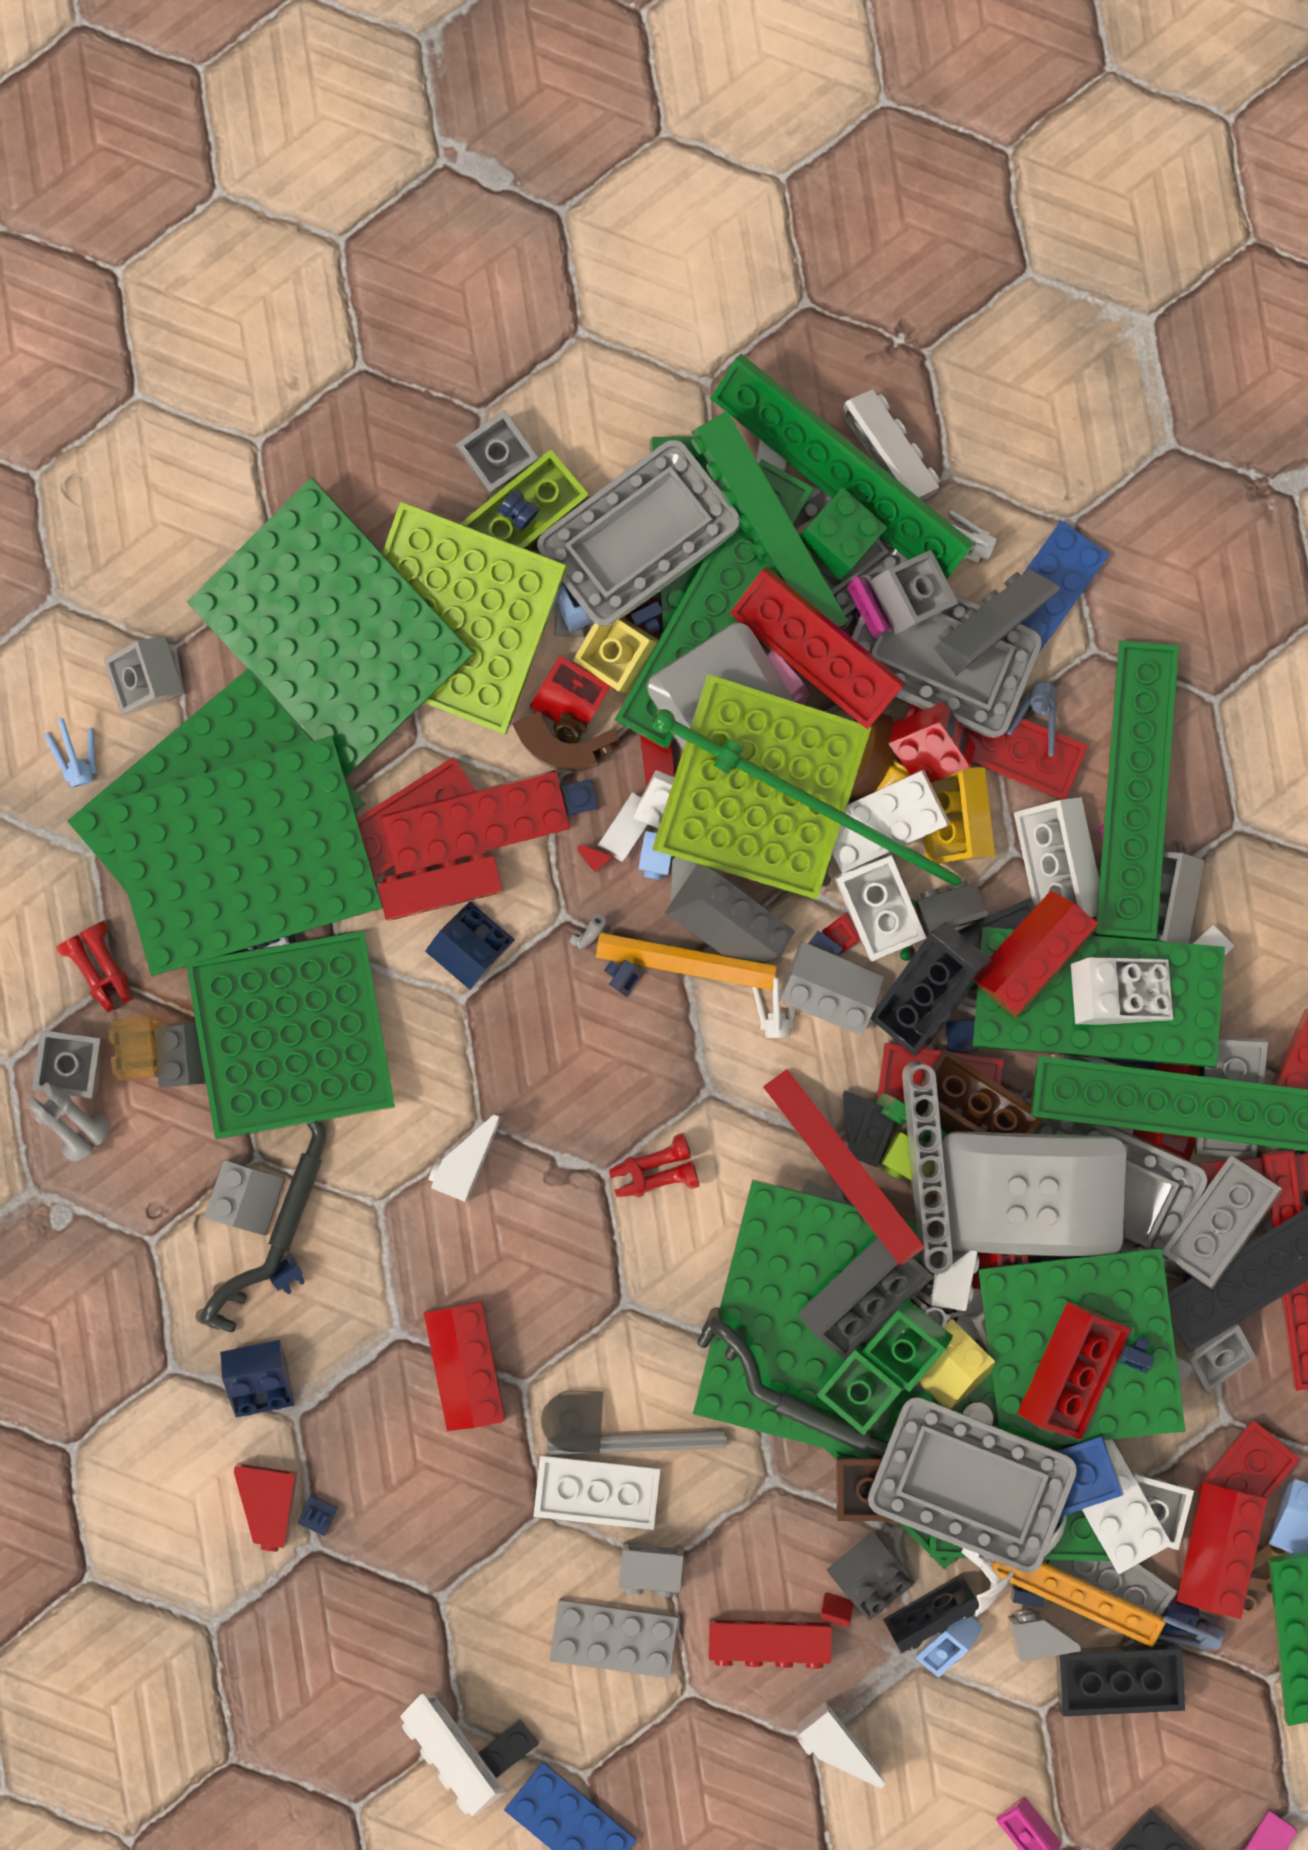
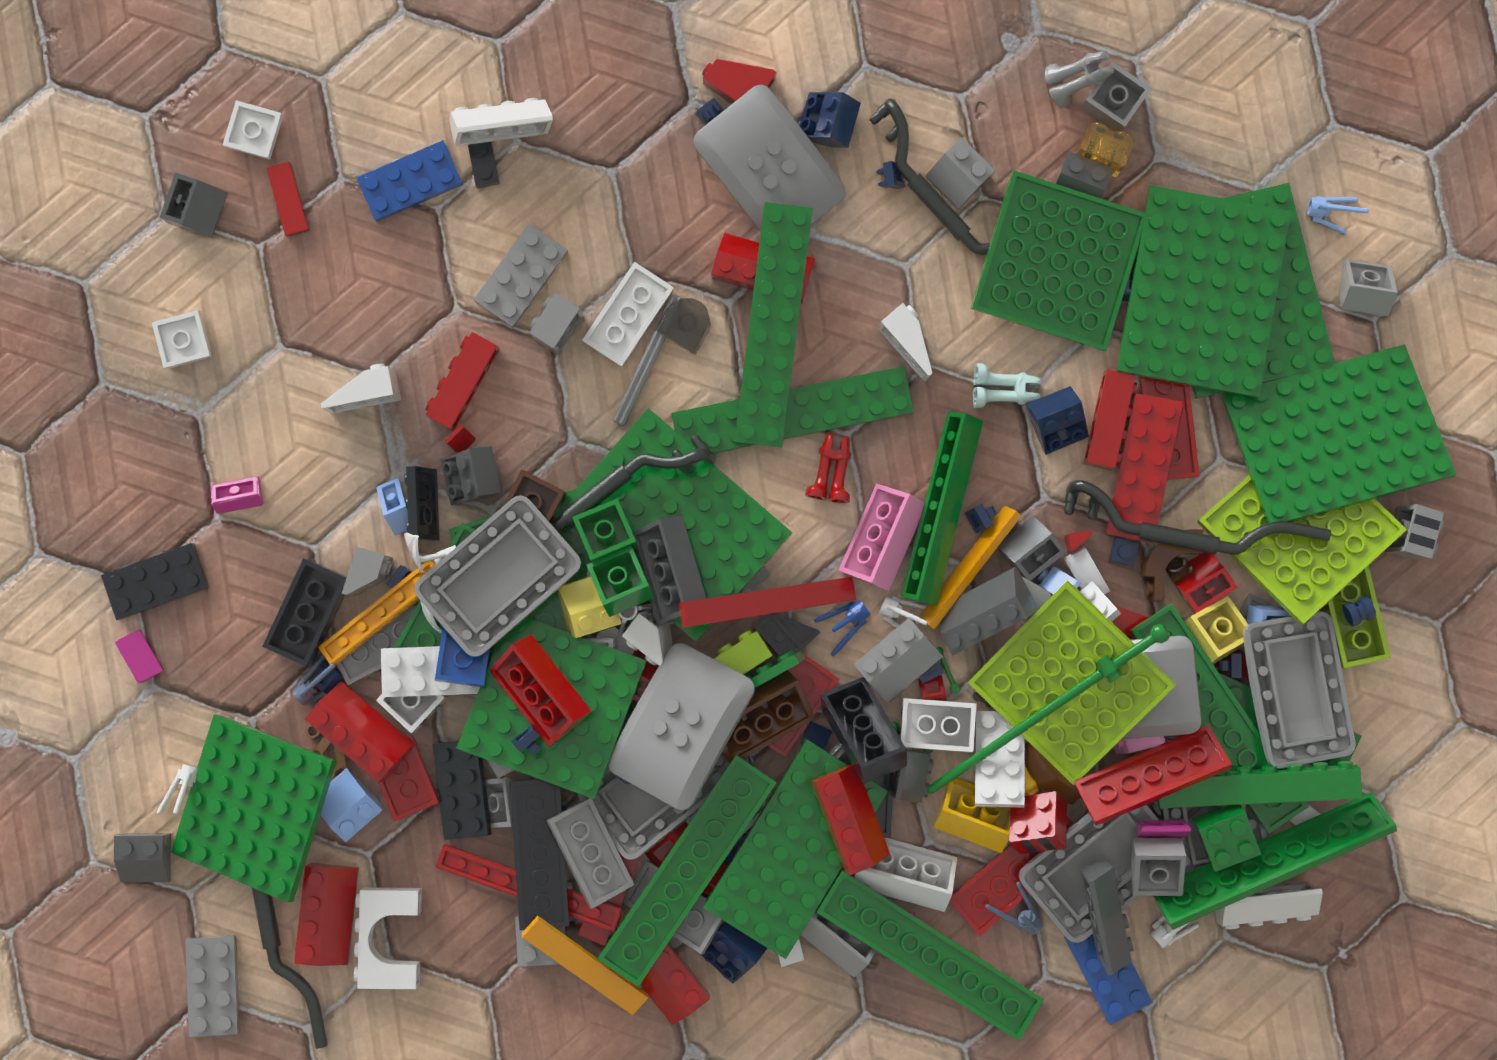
camera: 110 degrees right, 0 degrees up
(95, 940) = (1197, 160): red piece -> none
(346, 1419) = (767, 157): none -> light grey wedge
(395, 483) = (1421, 534): none -> light grey brick
(448, 1011) = (1019, 381): none -> light aqua piece
(496, 453) = (1407, 617): light grey brick -> none
(527, 1321) = (773, 324): none -> green plate
(536, 746) = (1180, 537): none -> pearl dark grey piece
(592, 932) = (1021, 502): light grey arm -> none
(609, 1244) = (809, 409): none -> green plate
(632, 903) = (1031, 548): none -> dark grey slope
(636, 1025) = (942, 508): none -> green brick
(702, 1075) = (882, 537): none -> bright pink slope
(803, 1061) = (856, 614): none -> blue plant
(828, 909) = (954, 687): none -> green hinge
(918, 1155) = (726, 661): light grey beam -> none
(980, 1412) = (545, 609): white plate -> none
(1121, 990) = (793, 866): white slope -> none
(1229, 1400) = (461, 792): none -> black plate
(1247, 1007) = (733, 952): none -> dark blue slope

